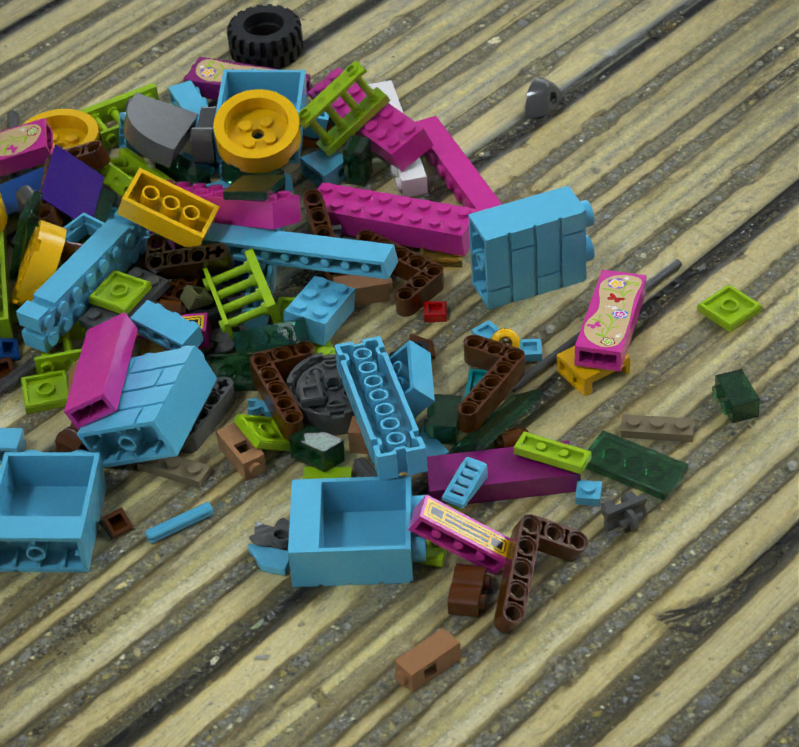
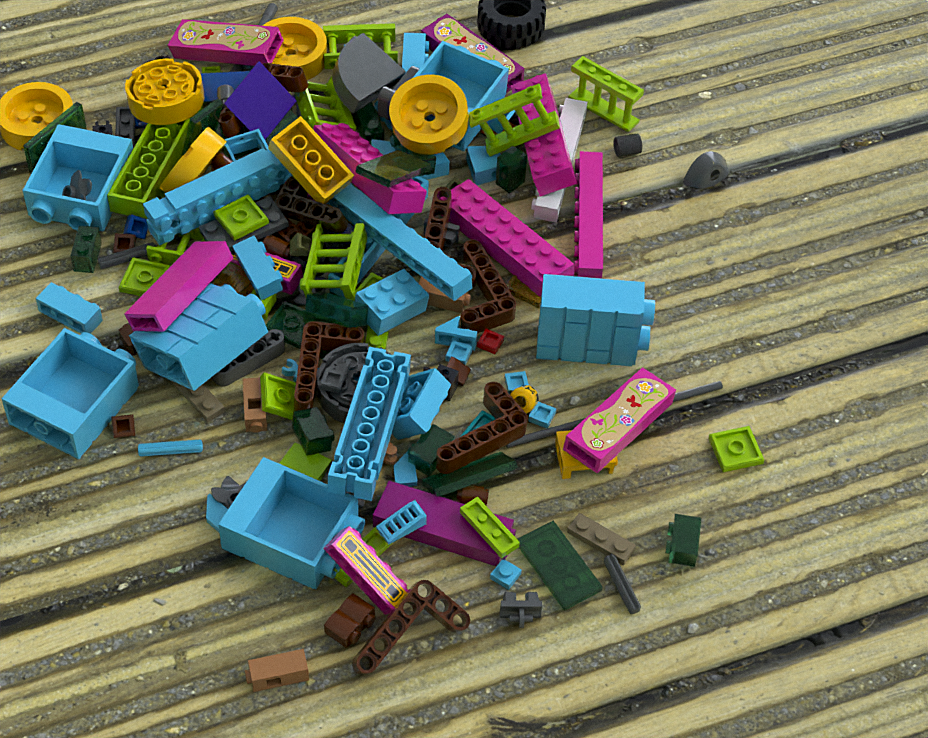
camera: 20 degrees right, 10 degrees up
(398, 319) = (451, 331): none -> medium azure slope
(411, 50) = (611, 83): none -> lime fence
(412, 327) = (459, 351): none -> medium azure plate
(453, 103) = (627, 145): none -> dark grey piece
(703, 455) = (622, 584): none -> dark grey axle

